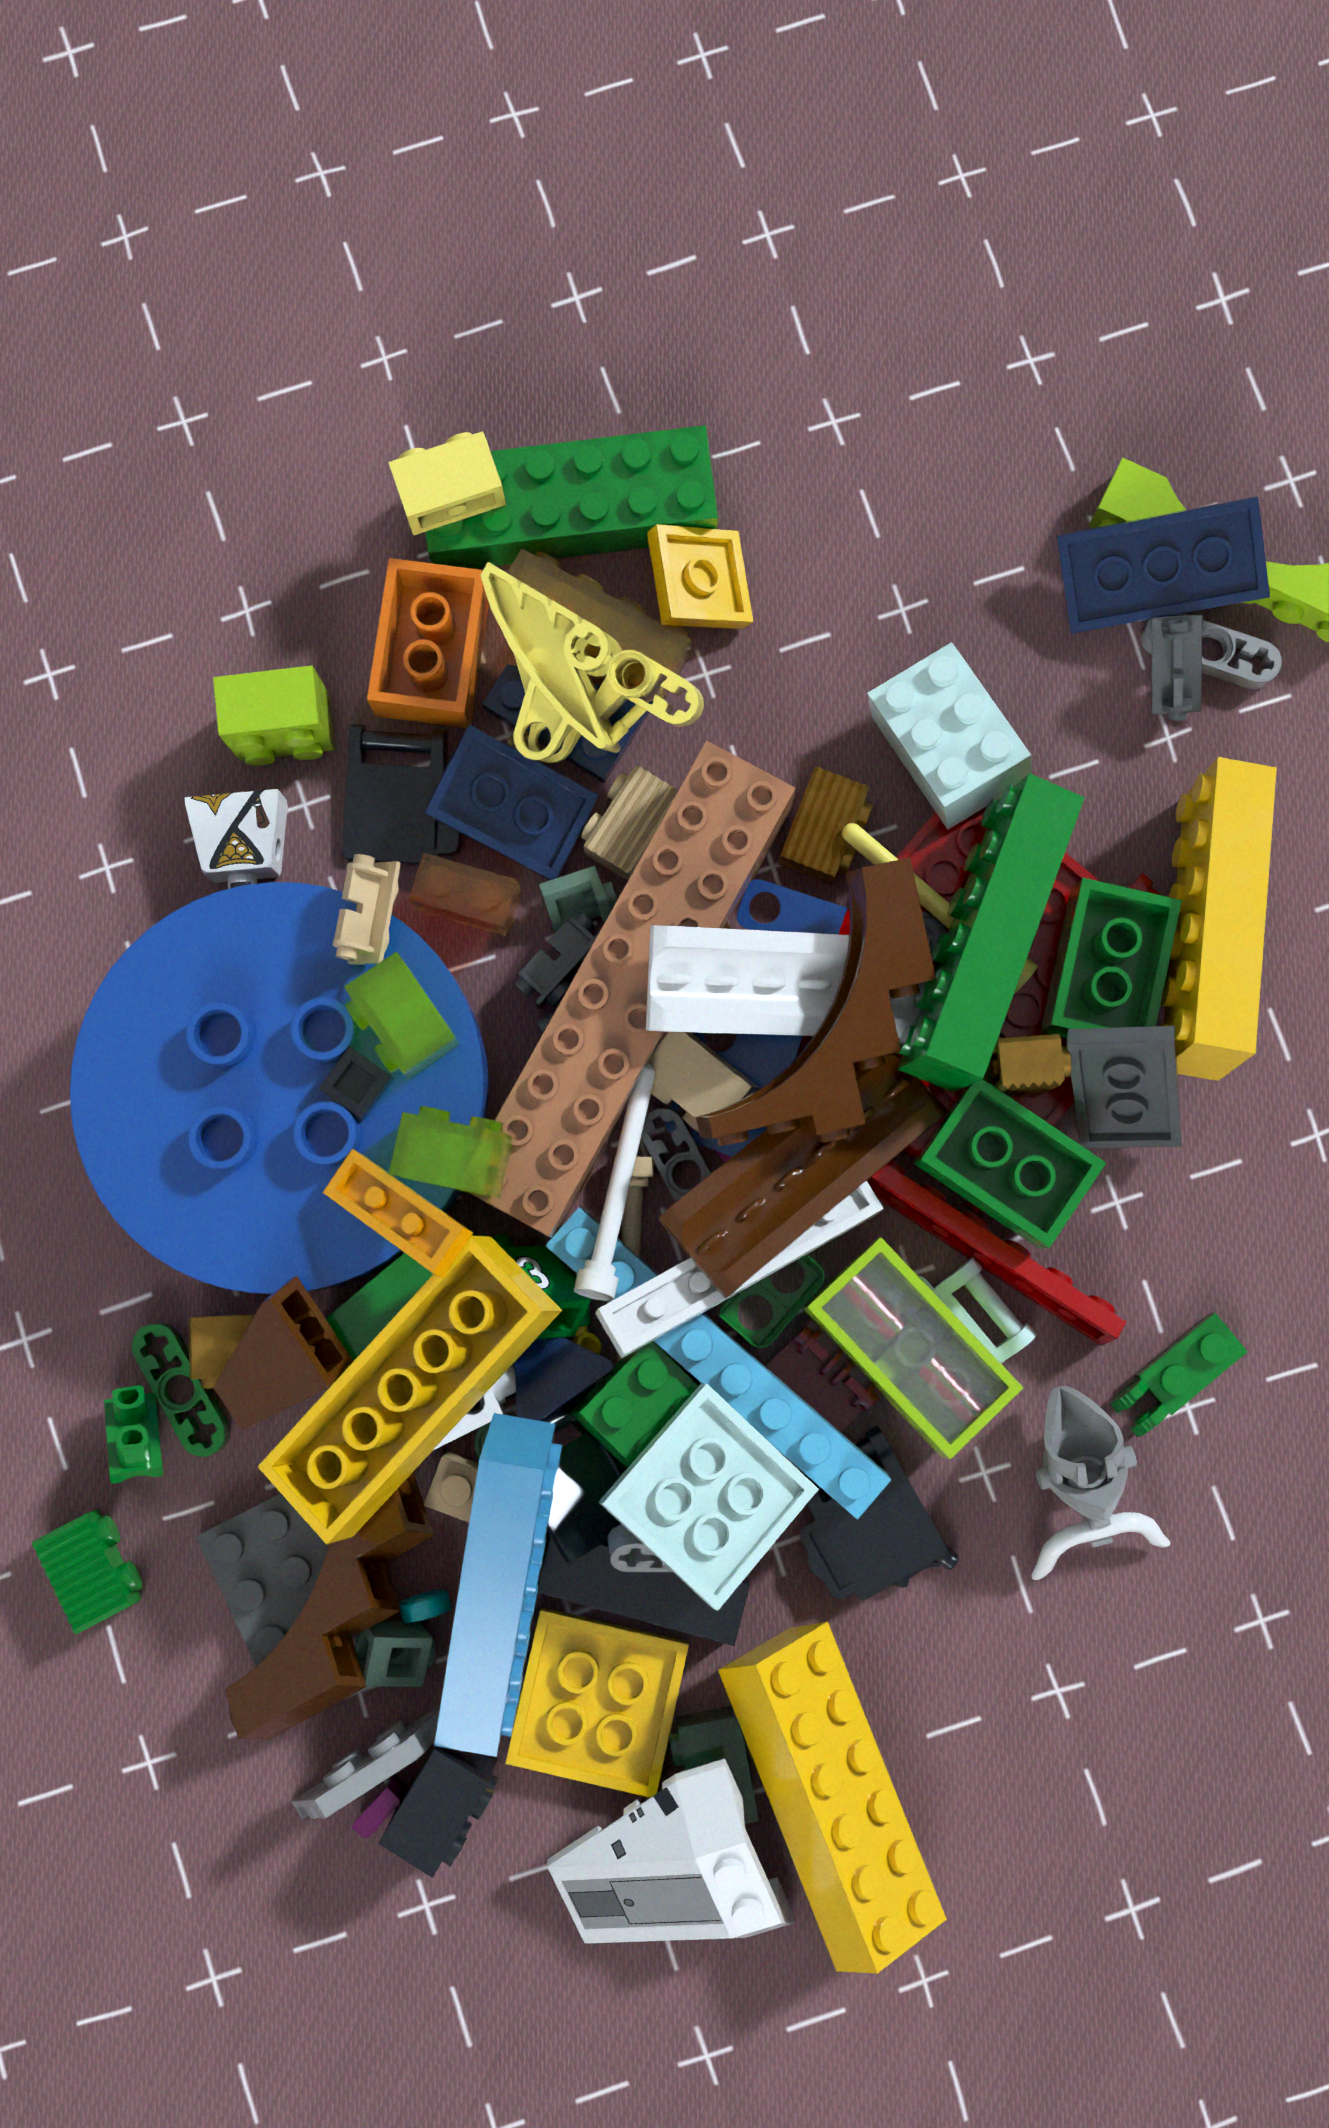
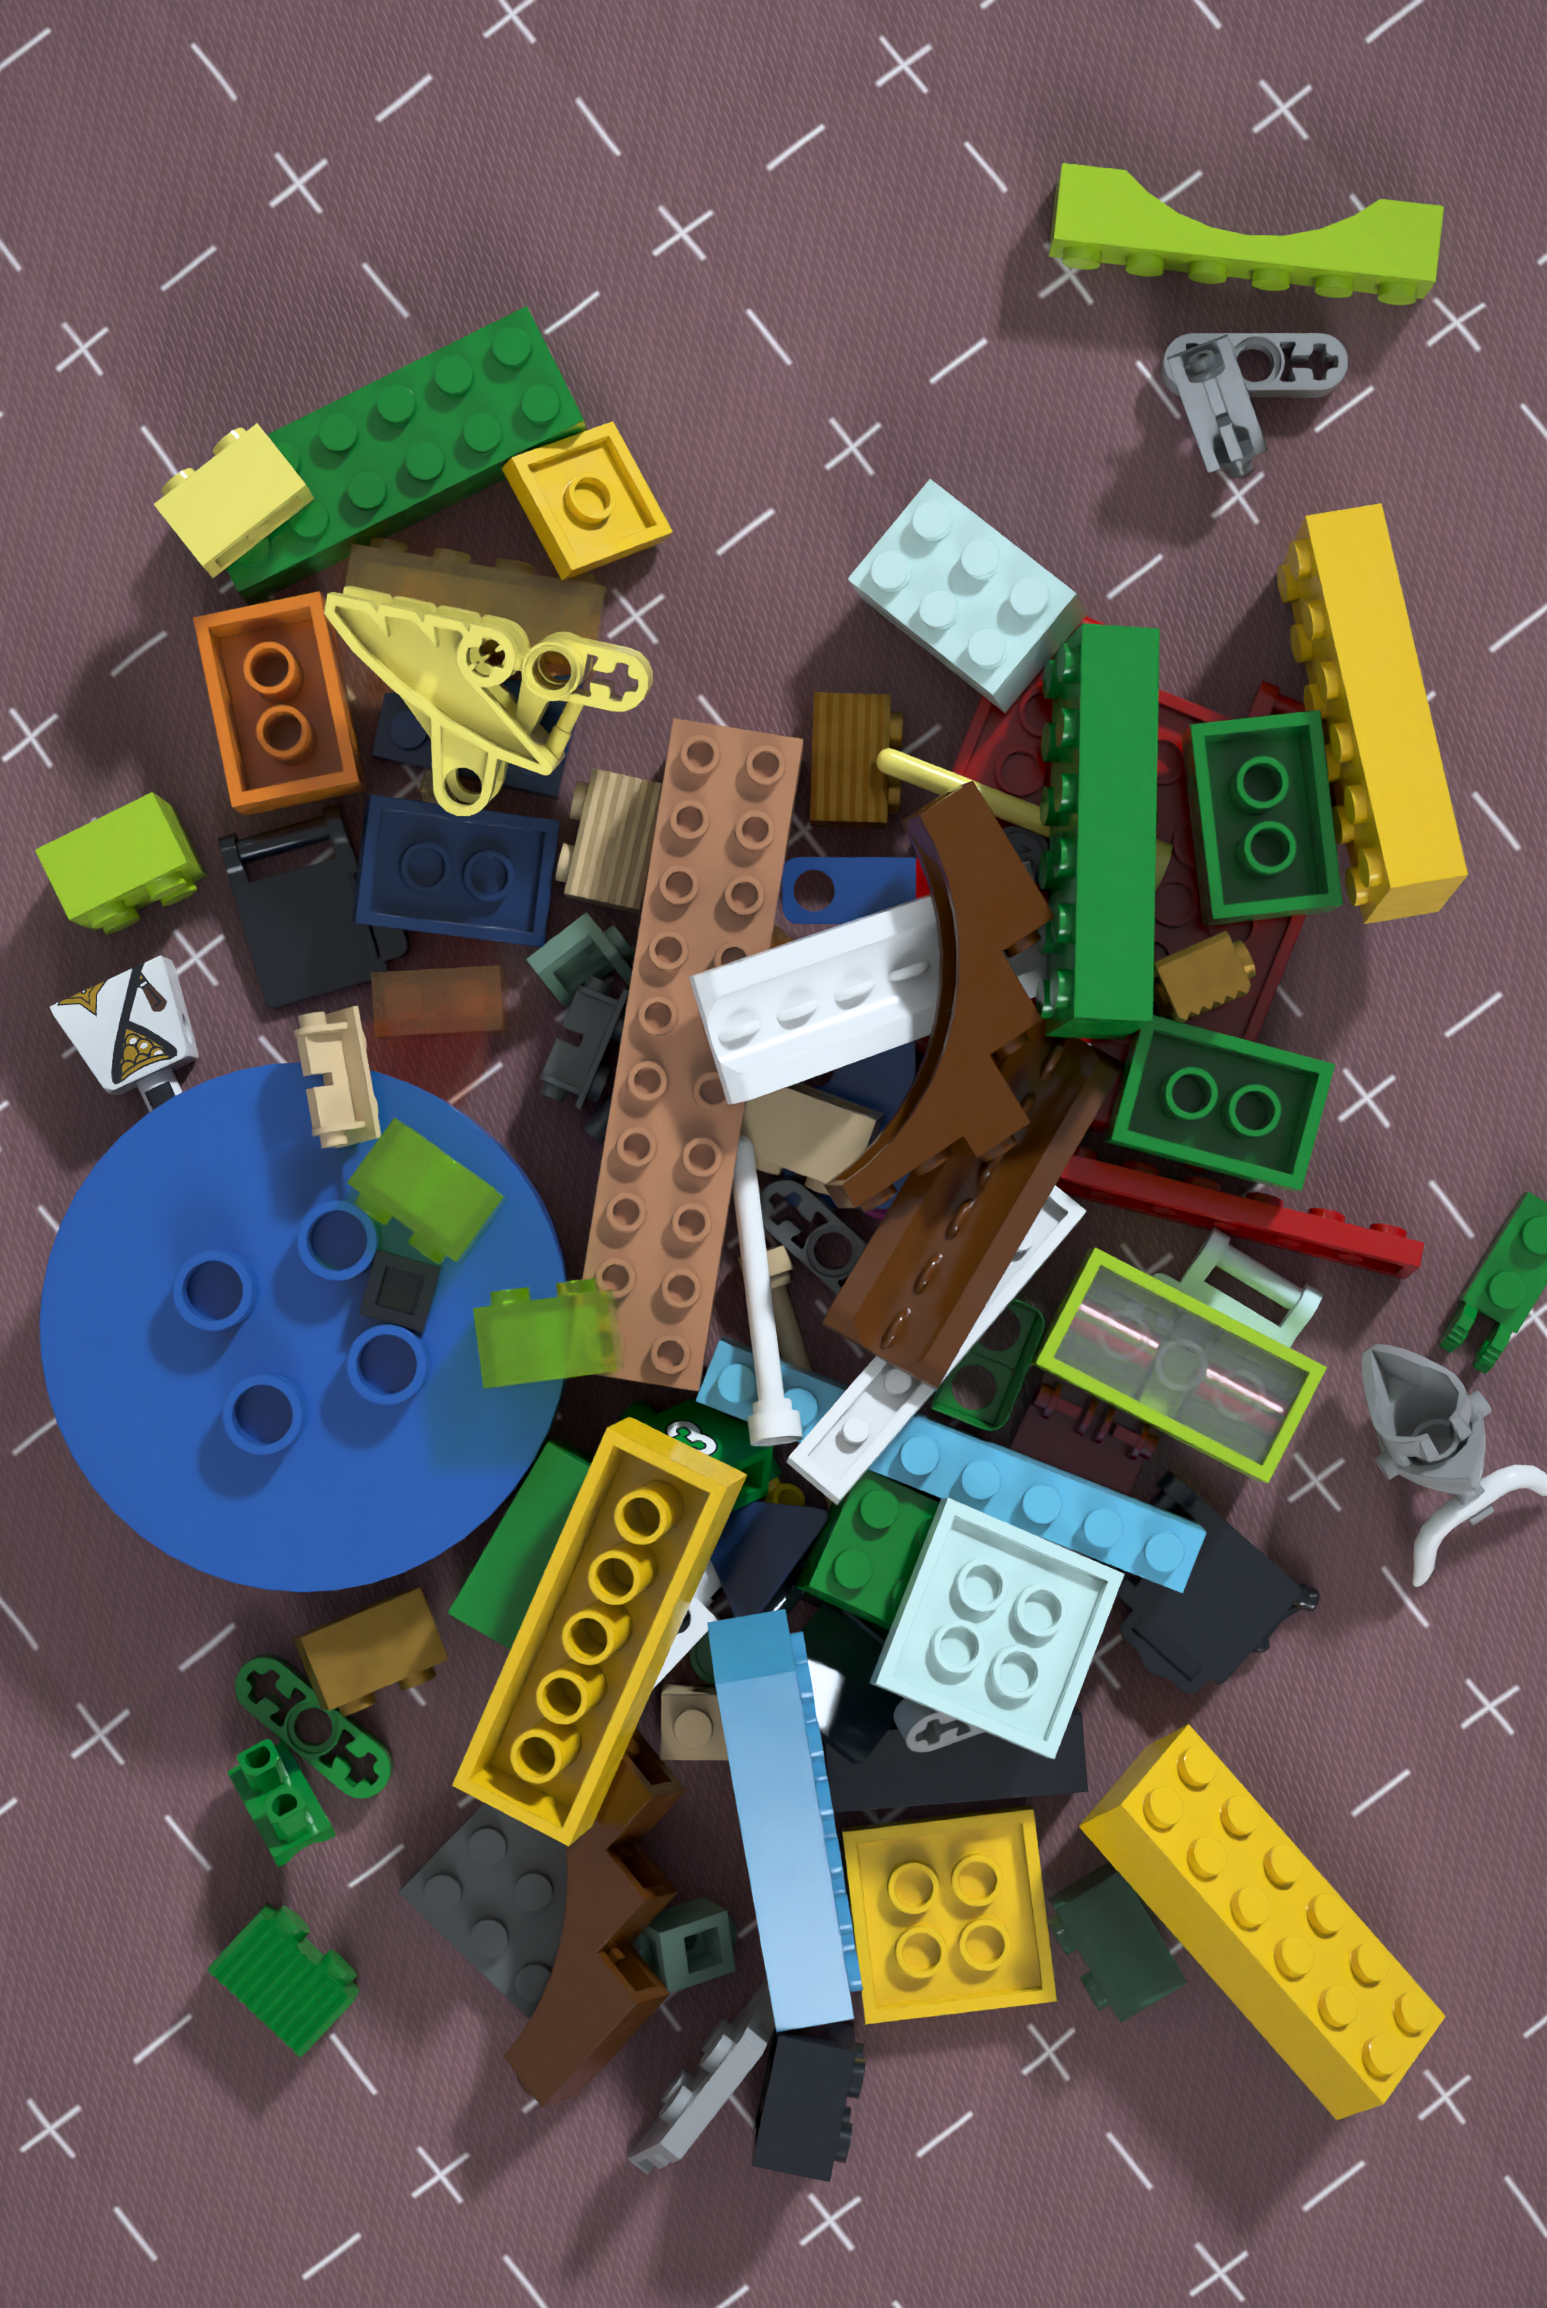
camera: 25 degrees left, 5 degrees up
(281, 1357) = (433, 1648): reddish brown slope -> none
(379, 1807) = (735, 2127): magenta tile -> none
(397, 1213) = (510, 1430): light orange plate -> none
(425, 1605) = (703, 1875): teal tile -> none
(672, 1868) = (1105, 2073): white wedge -> none
(1125, 1087) = (1328, 961): dark grey plate -> none
(1164, 565) = (1159, 286): dark blue plate -> none

